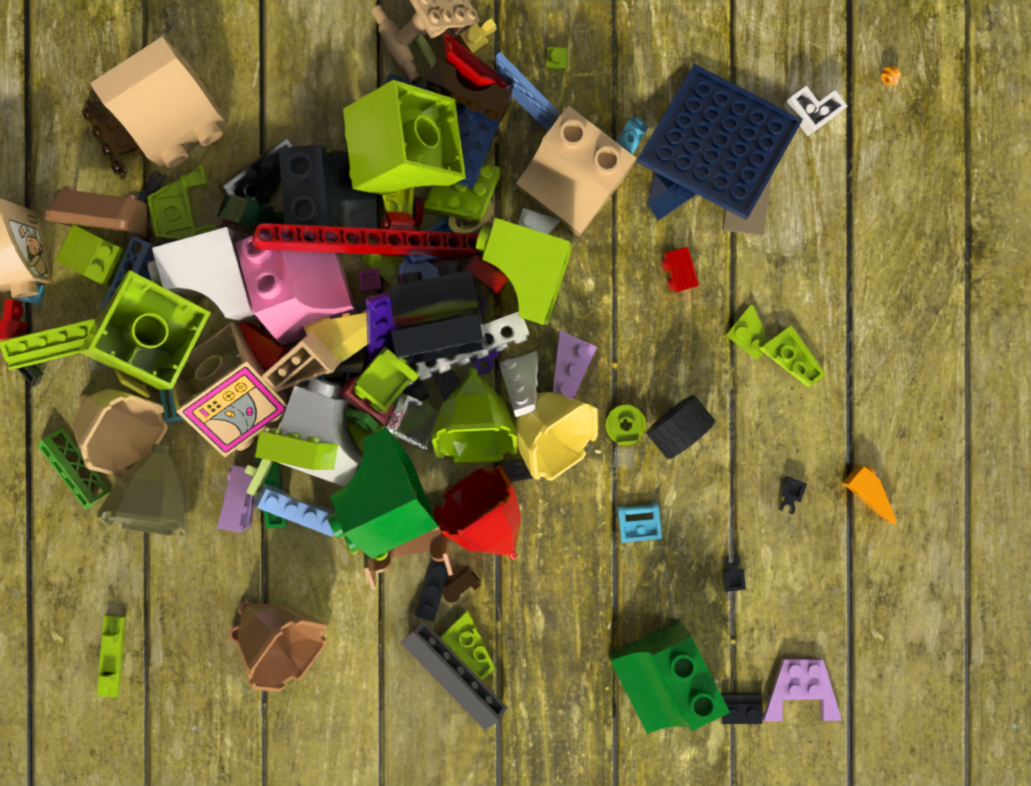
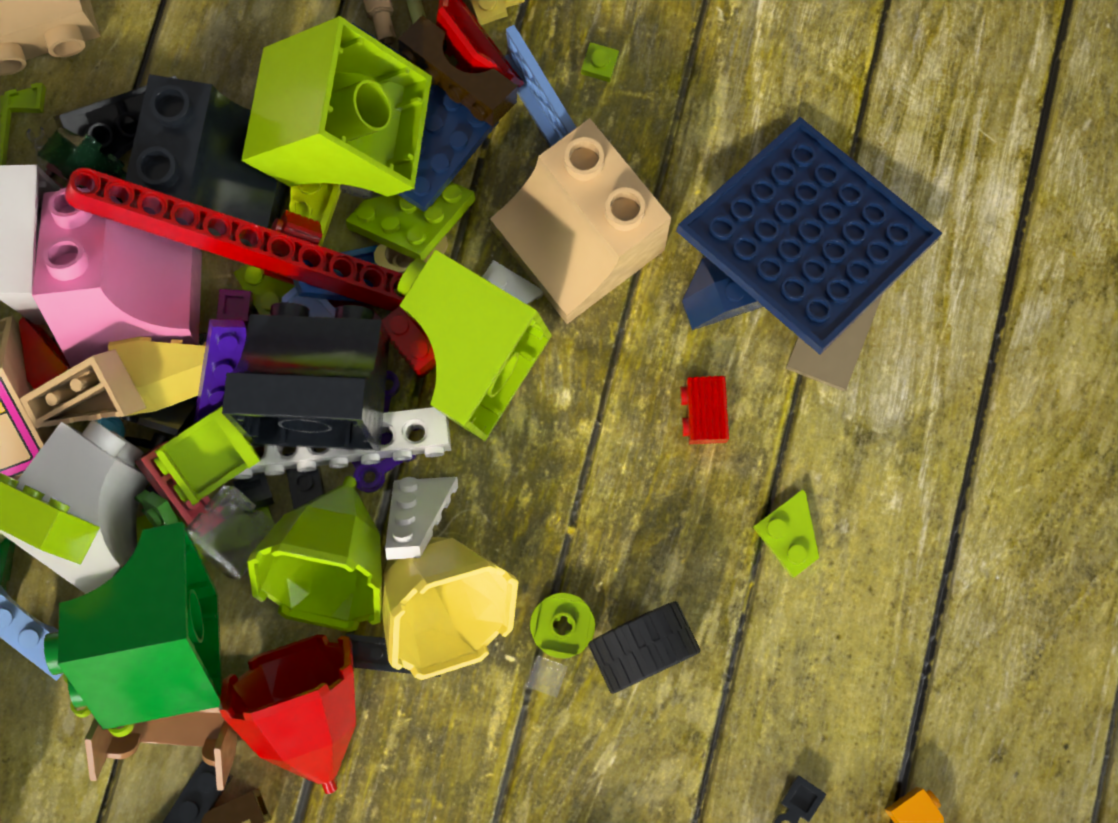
camera: 15 degrees right, 10 degrees down
(418, 211) = (336, 226): dark red tile -> none
(571, 363) = (502, 508): lavender wedge -> none
(632, 134) = (682, 193): medium azure bracket -> none
(639, 529) = (540, 798): medium azure plate -> none
(793, 355) = (851, 586): lime wing -> none
(814, 113) = (961, 229): white brick -> none
(890, 75) = (1090, 204): light orange plate -> none

